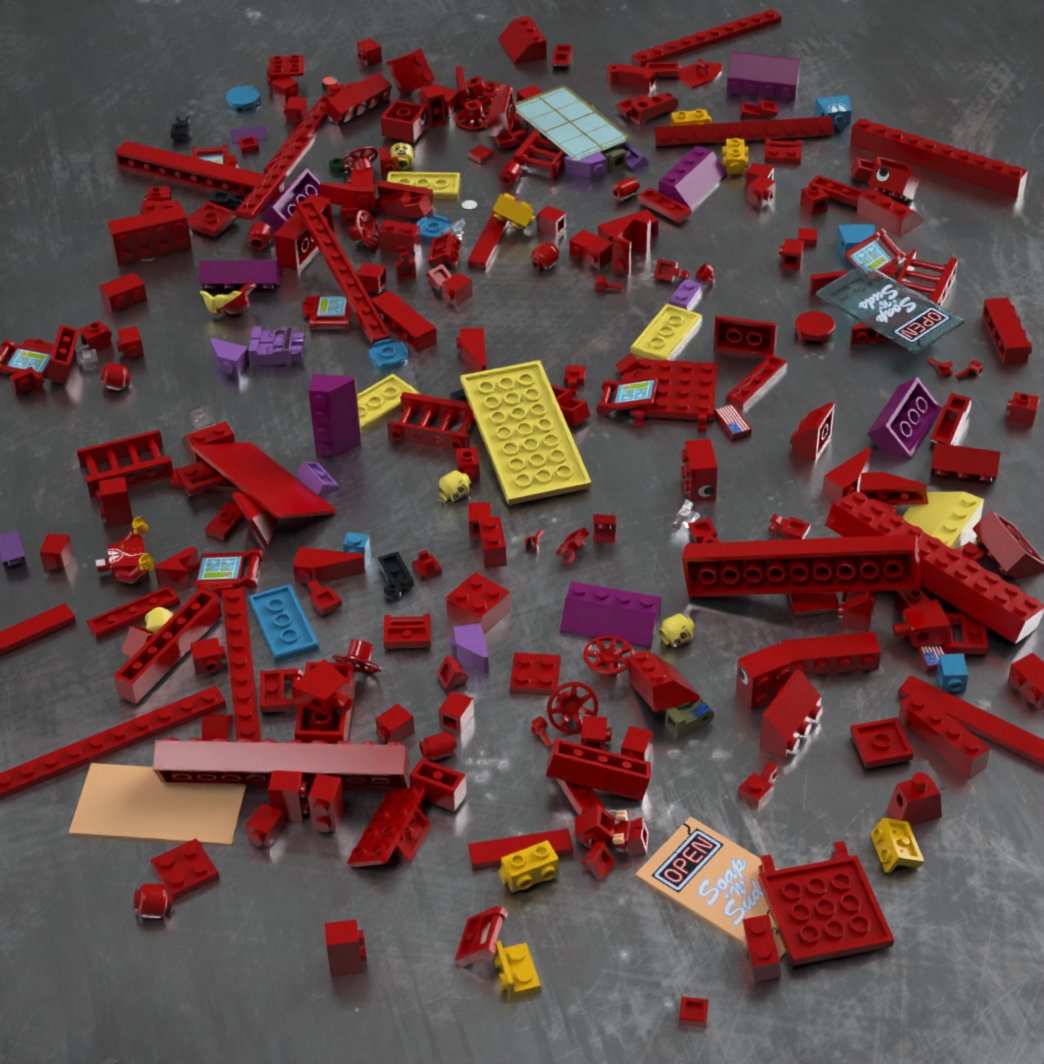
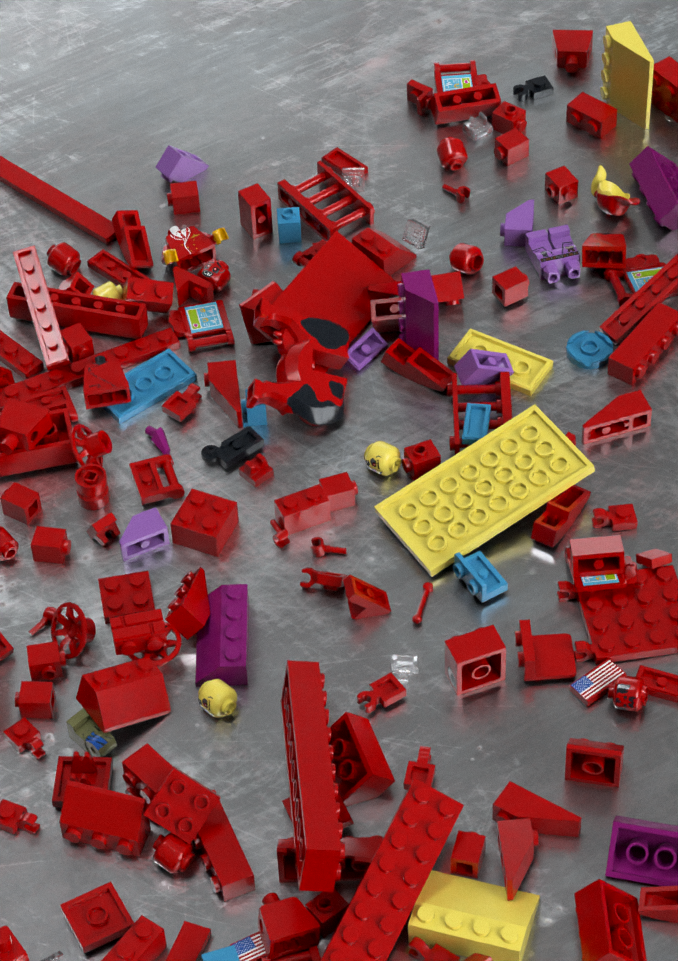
camera: 75 degrees right, 5 degrees up
(32, 285) = (572, 48): none -> red torso
(61, 315) = (535, 88): none -> black plate
(67, 449) = (339, 159): none -> red tile
(86, 648) = (63, 259): none -> red head
(92, 595) = (132, 239): none -> red slope
(107, 435) = (354, 178): none -> clear tile
(115, 244) = (627, 73): none -> light yellow slope
(141, 489) = (289, 225): none -> dark azure brick
(162, 659) = (41, 308): none -> tile
(165, 386) = (460, 193): none -> red hand
(172, 544) = (216, 273): none -> red head
(181, 589) = (153, 293): none -> red brick
(196, 325) = (561, 185): none -> red brick
(250, 394) = (466, 258): none -> red head
(271, 419) = (447, 288): none -> red wedge
(278, 638) = (105, 384): none -> red torso
(294, 313) = (604, 251): none -> red torso
(296, 444) = (385, 314): none -> red brick
(300, 374) = (510, 286): none -> red brick
(318, 491) = (302, 344): none -> red animal
(357, 447) = (417, 366): none -> red slope
(357, 622) = (158, 438): none -> magenta bar
(388, 407) = (482, 367): none -> medium lavender slope
(402, 669) = (92, 487): none -> red wheel
(449, 421) = (476, 422): none -> dark azure tile
(511, 563) = (280, 538): none -> red hand
(568, 625) = (191, 606): none -> red slope
(601, 492) = (427, 588): none -> red hinge
(604, 652) = (138, 632): none -> red brick
(606, 457) = (479, 576): none -> dark azure bracket
(625, 383) = (597, 556): none -> red brick
(672, 766) = (25, 736): none -> red plate
(697, 432) = (544, 655): none -> red bracket
(735, 731) = (81, 769): none -> red plate
(755, 403) = (628, 693): none -> red head
(808, 649) = (181, 805): none -> red plate
(831, 682) = (172, 853): none -> red head

